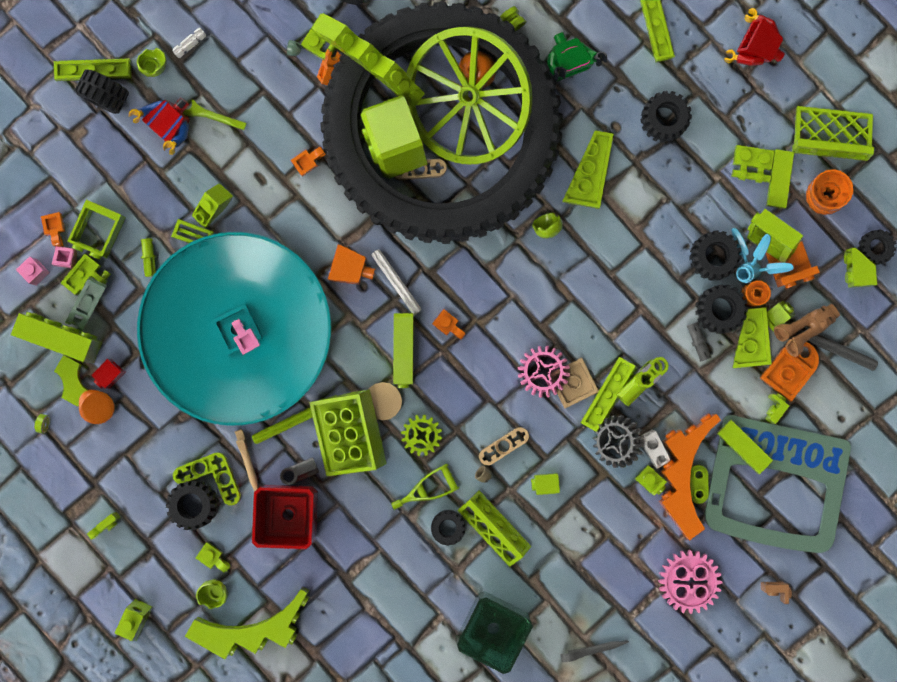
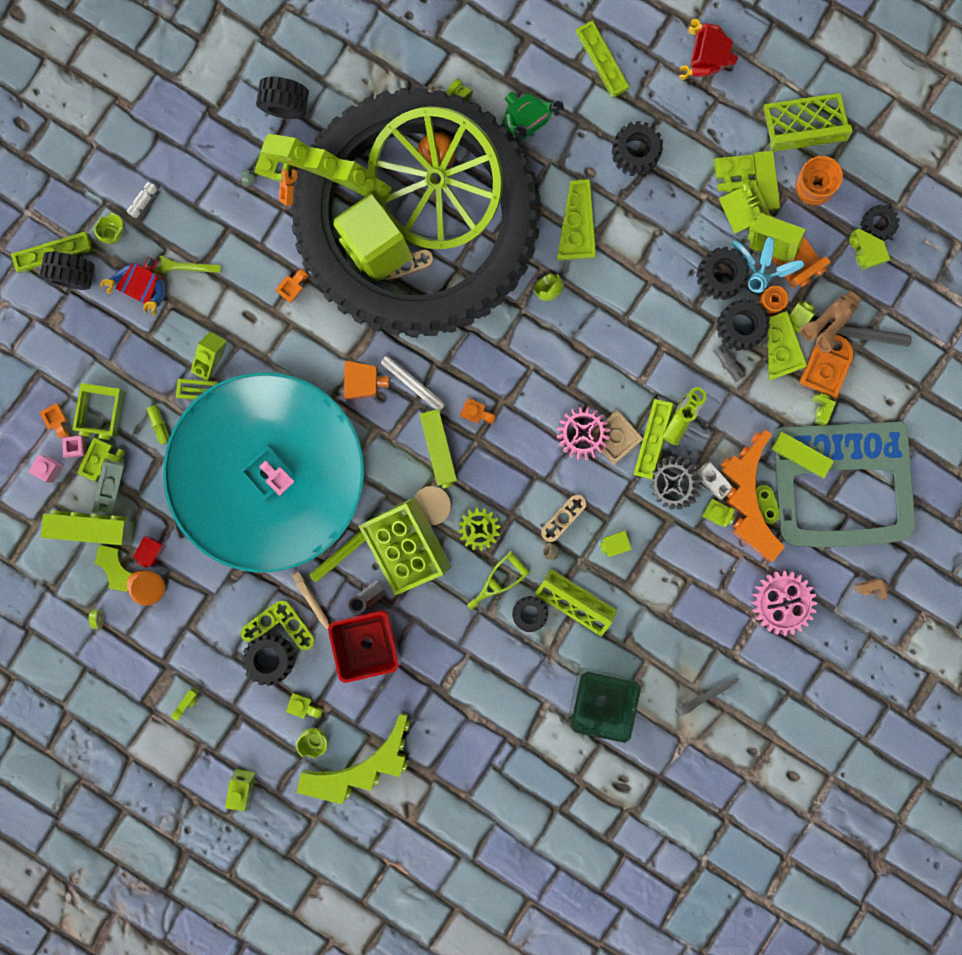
camera: 20 degrees left, 0 degrees up
(752, 197) = (743, 206): none -> lime hinge

